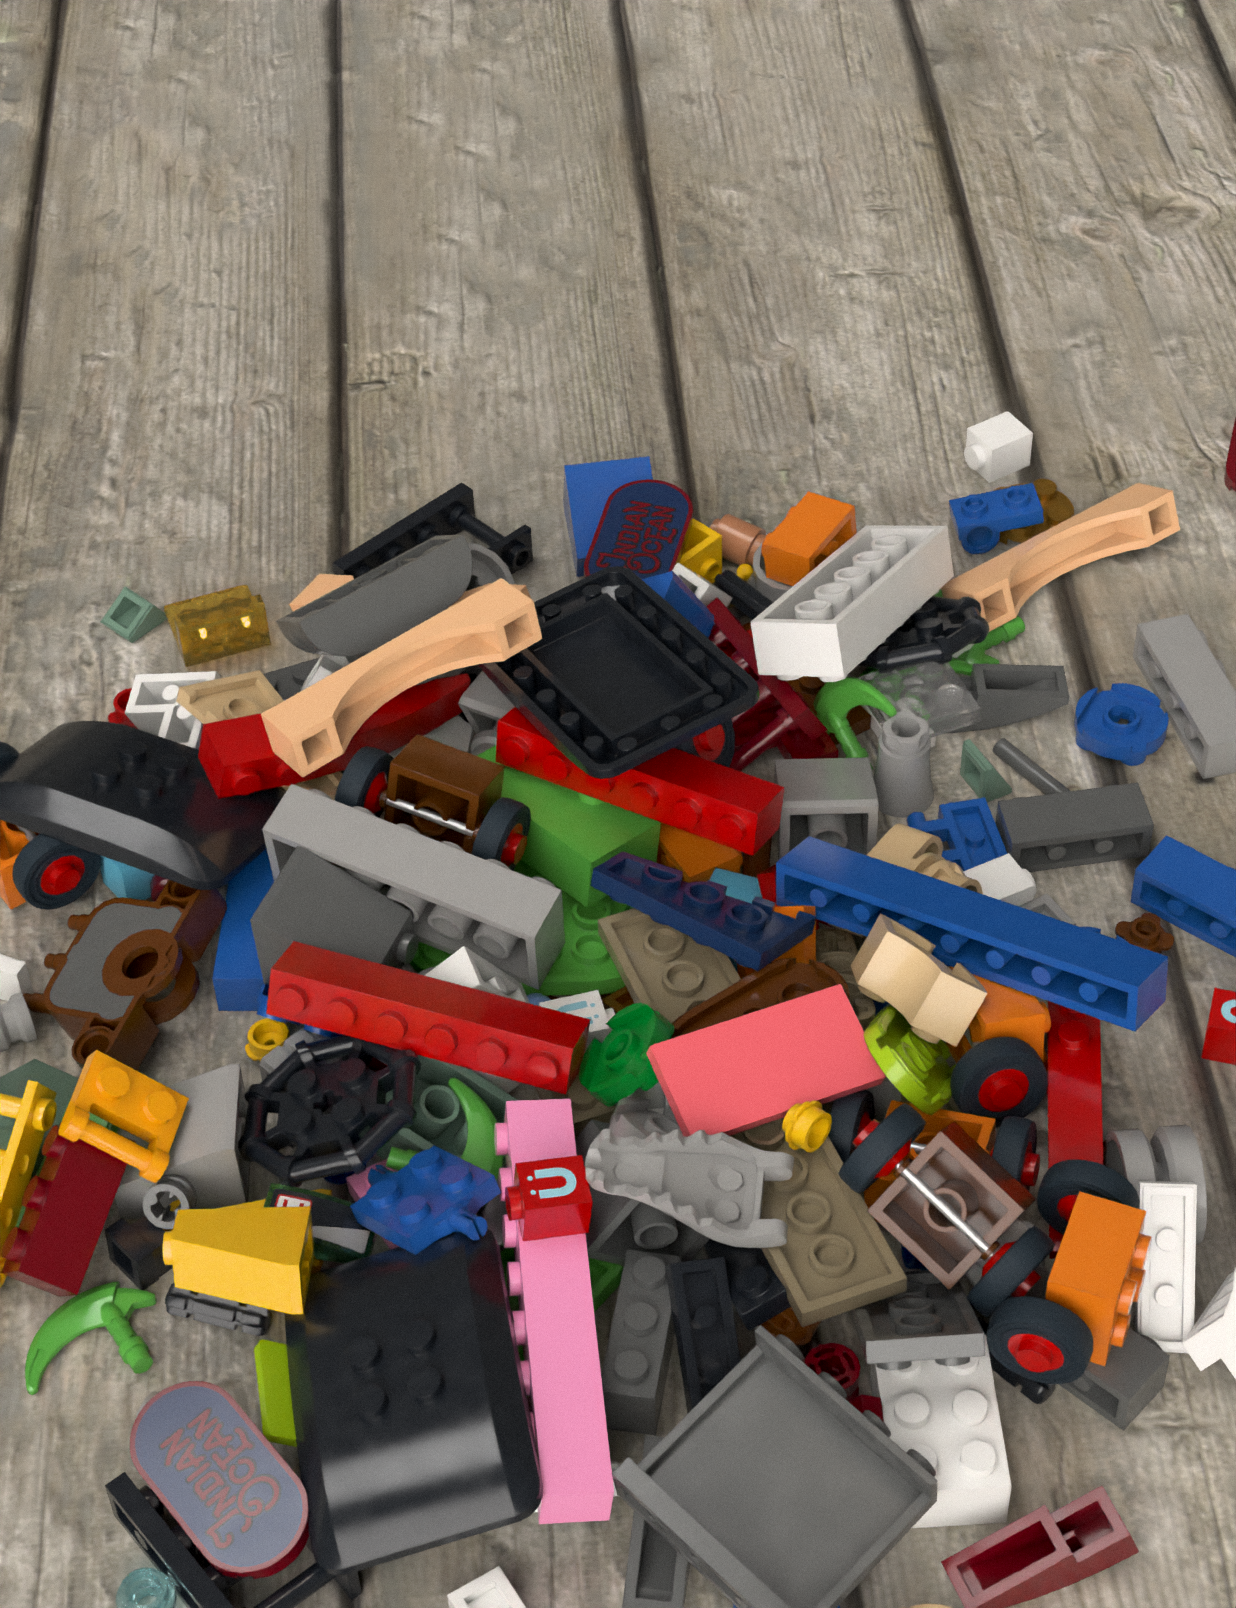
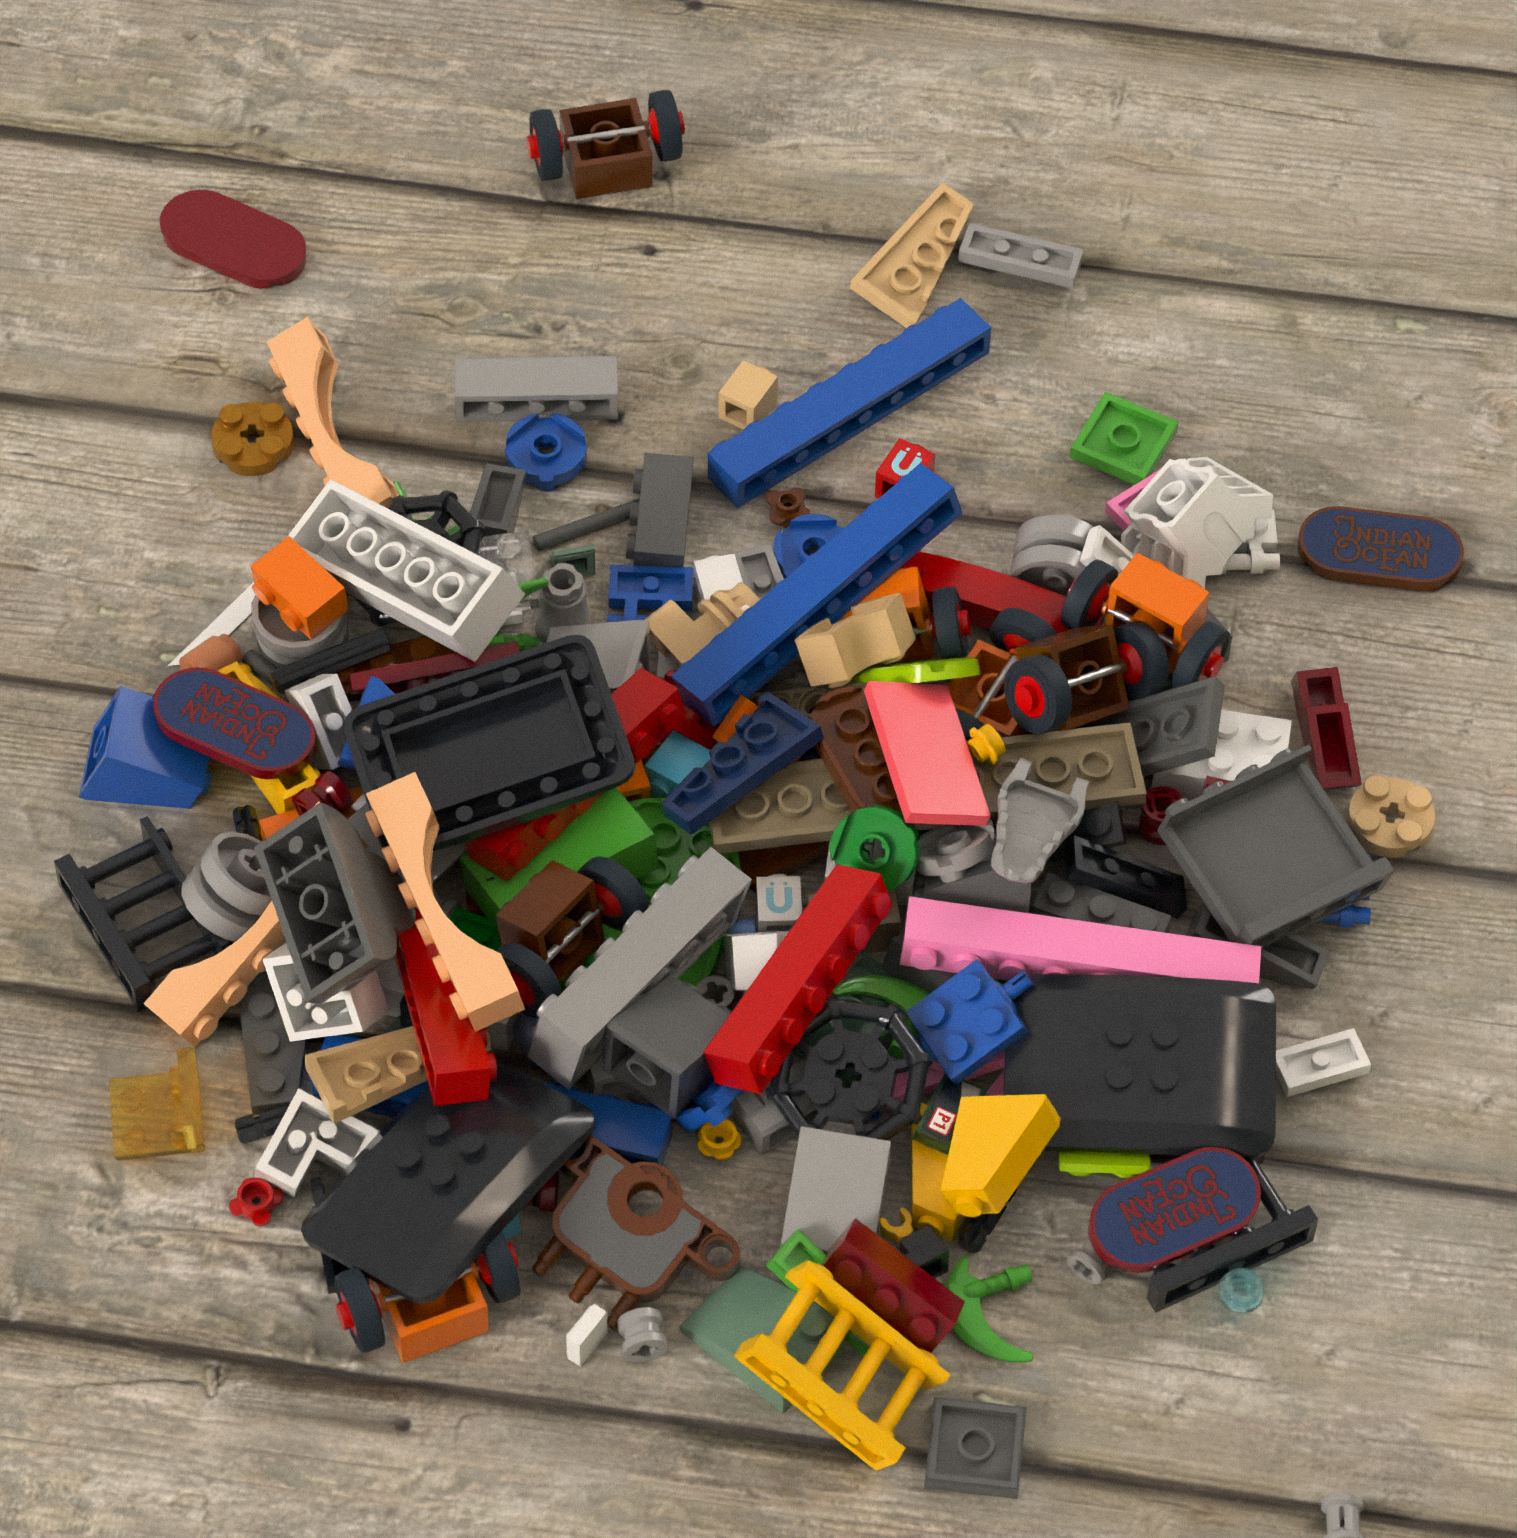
camera: 80 degrees left, 10 degrees up
(130, 1103) = (832, 1203): light orange plate -> none
(132, 616) = (111, 1189): sand green slope -> none
(177, 1186) = (901, 1214): dark grey bush -> none
(550, 1198) = (1019, 918): red brick -> none
(984, 515) = (260, 457): blue plate -> none
(998, 446) = (156, 432): white brick -> none

